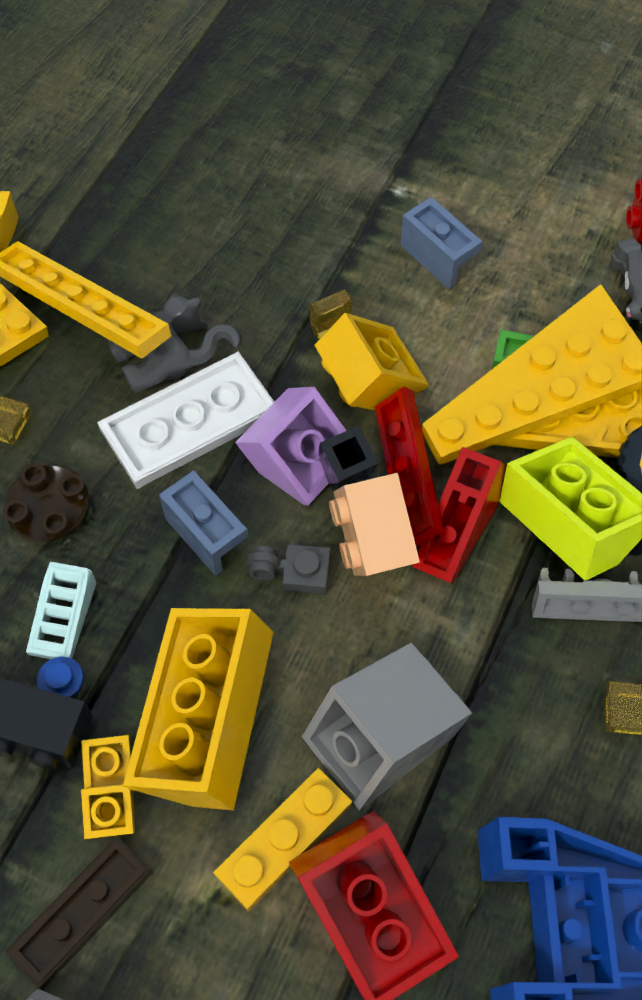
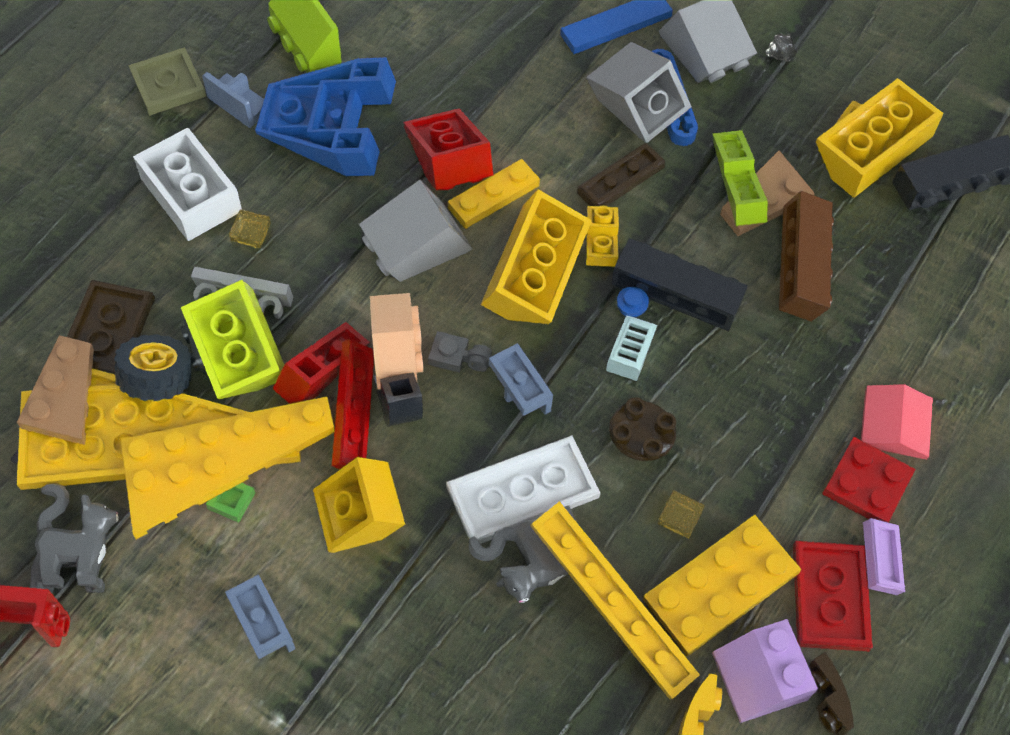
camera: 175 degrees left, 0 degrees up
(287, 442) = (438, 442): lavender slope -> none
(328, 310) = (382, 561): clear yellow tile -> none

